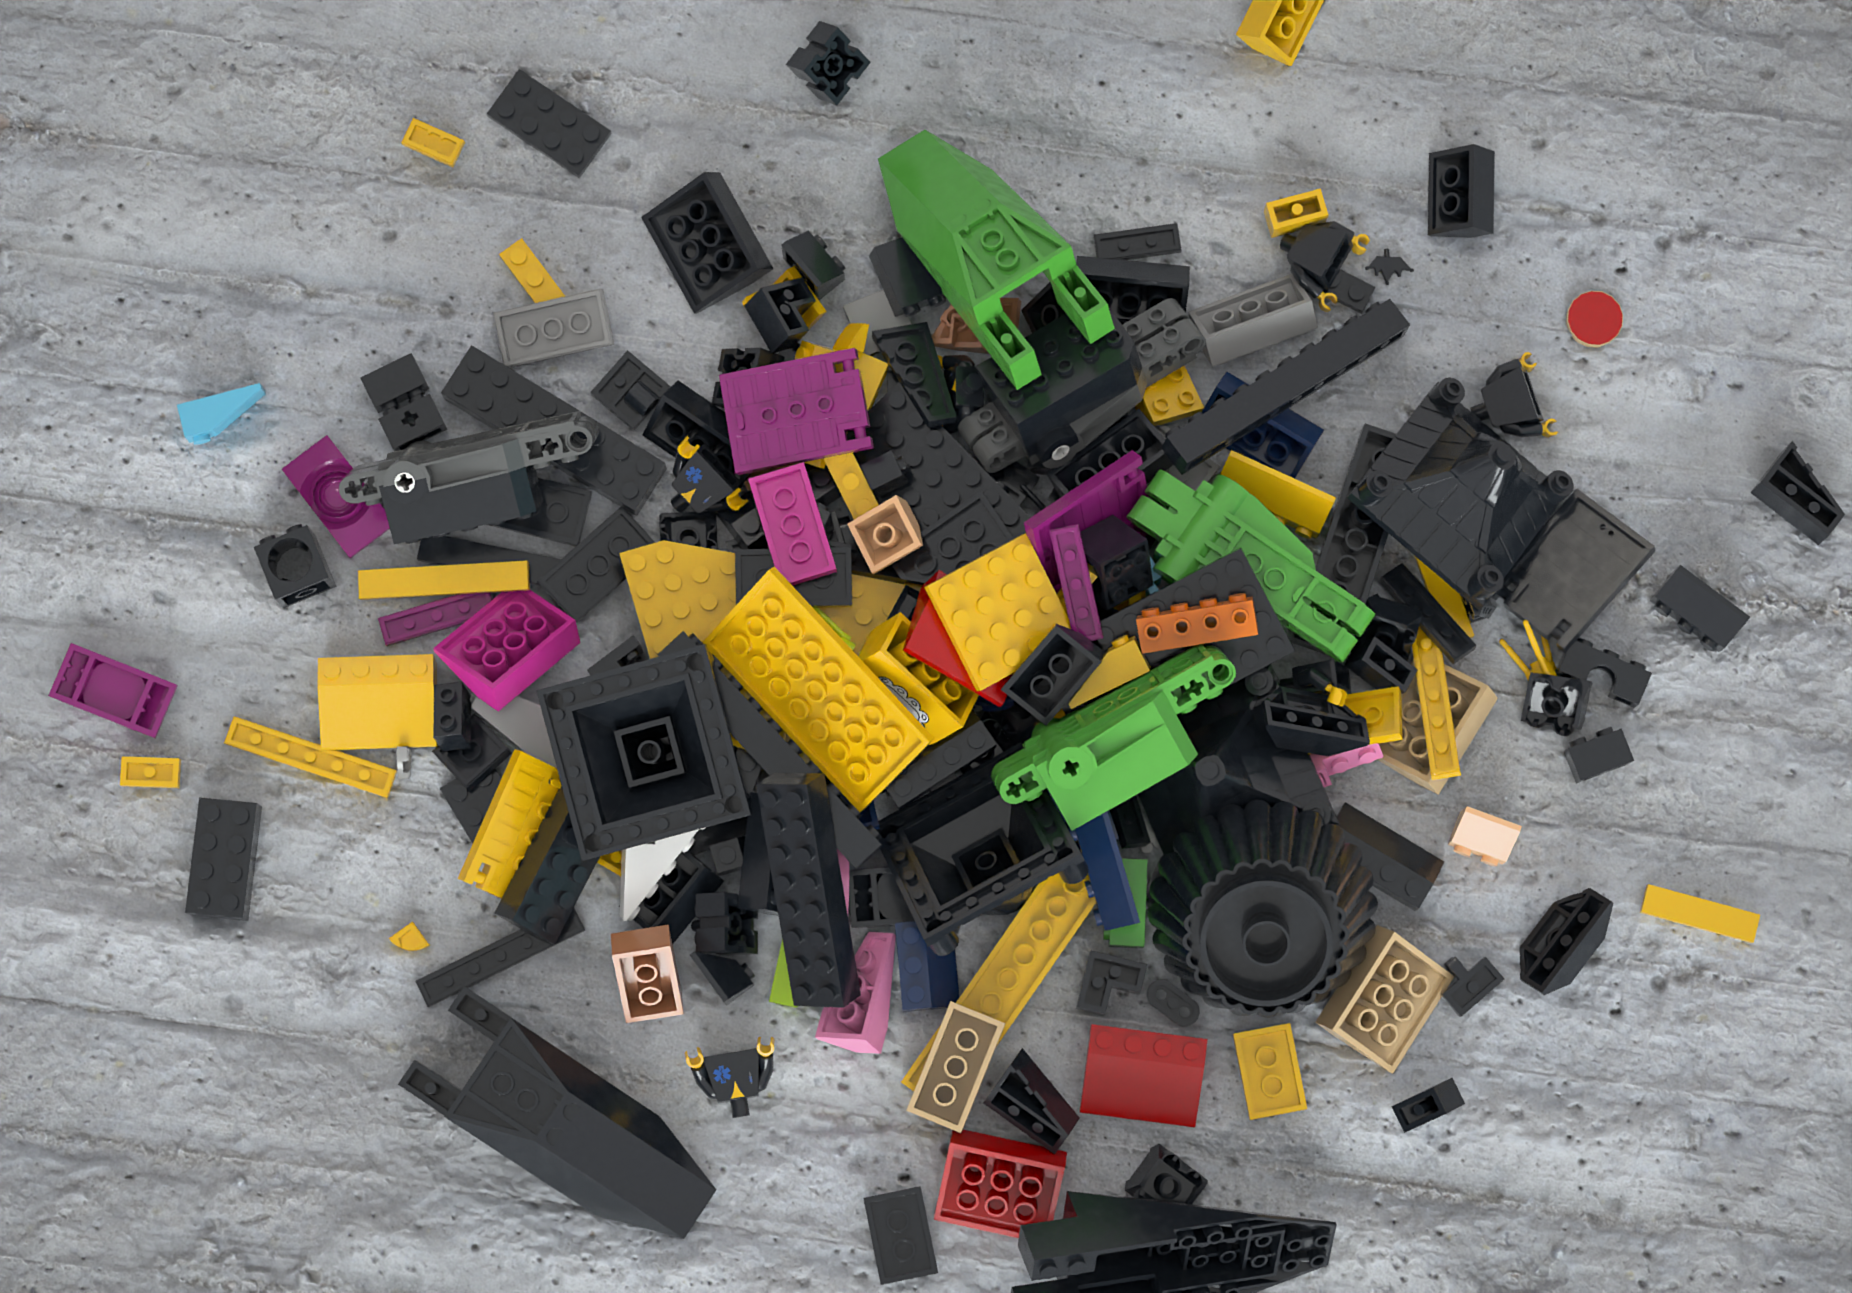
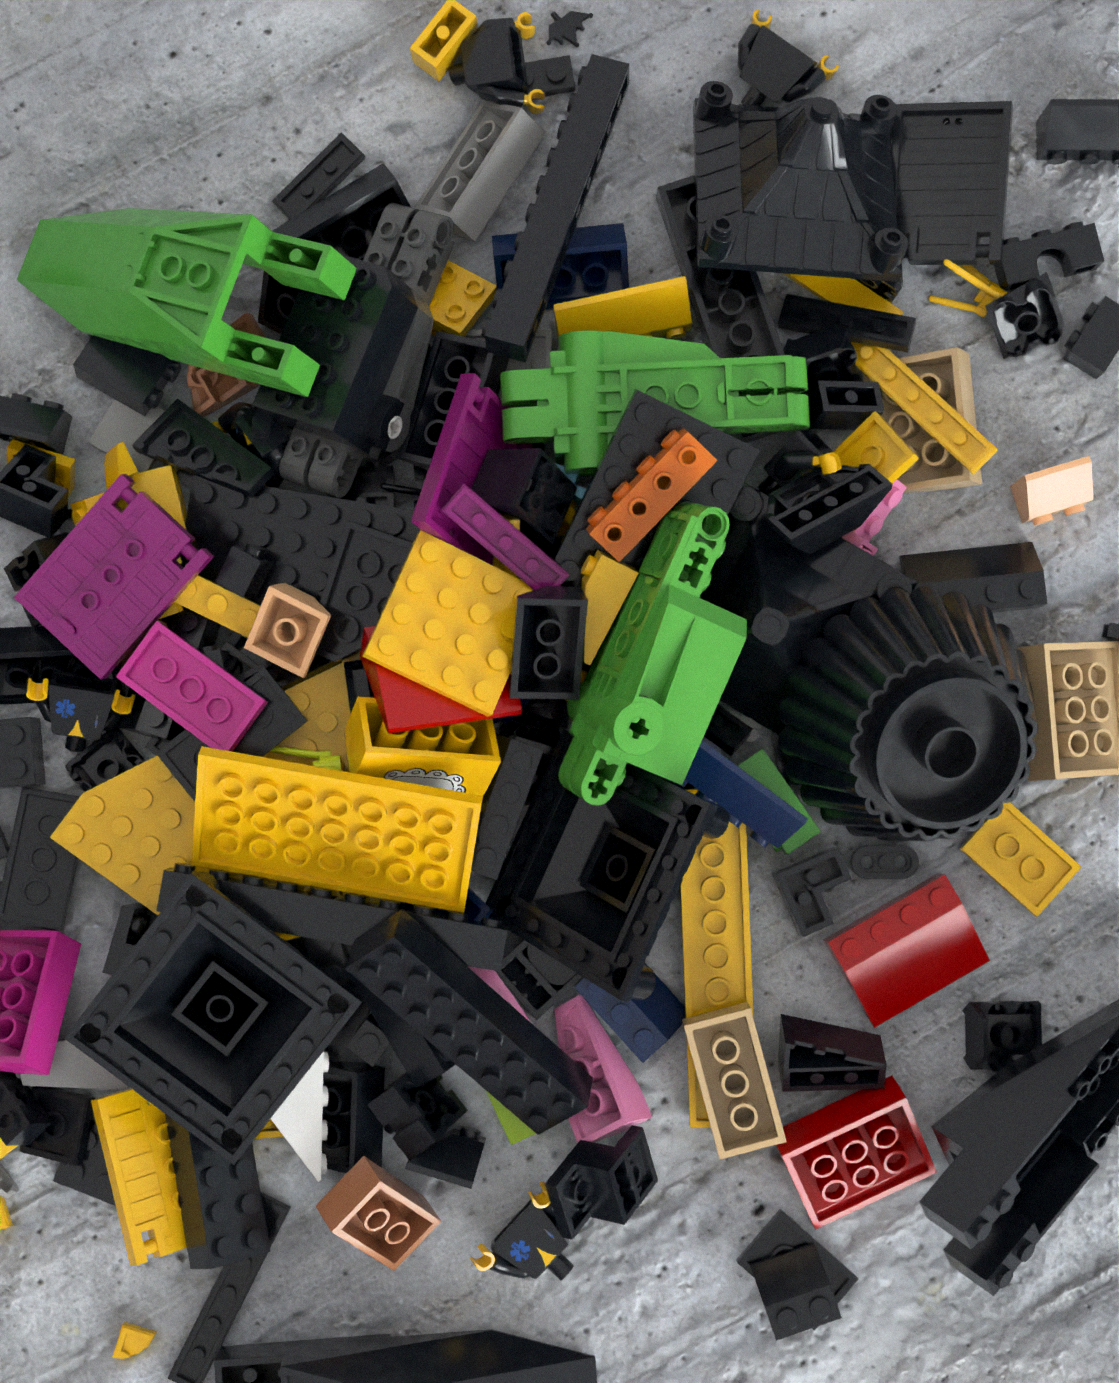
camera: 30 degrees left, 5 degrees up
(813, 1069) = (601, 1182): none -> black bracket
(889, 1243) = (795, 1291): none -> black slope

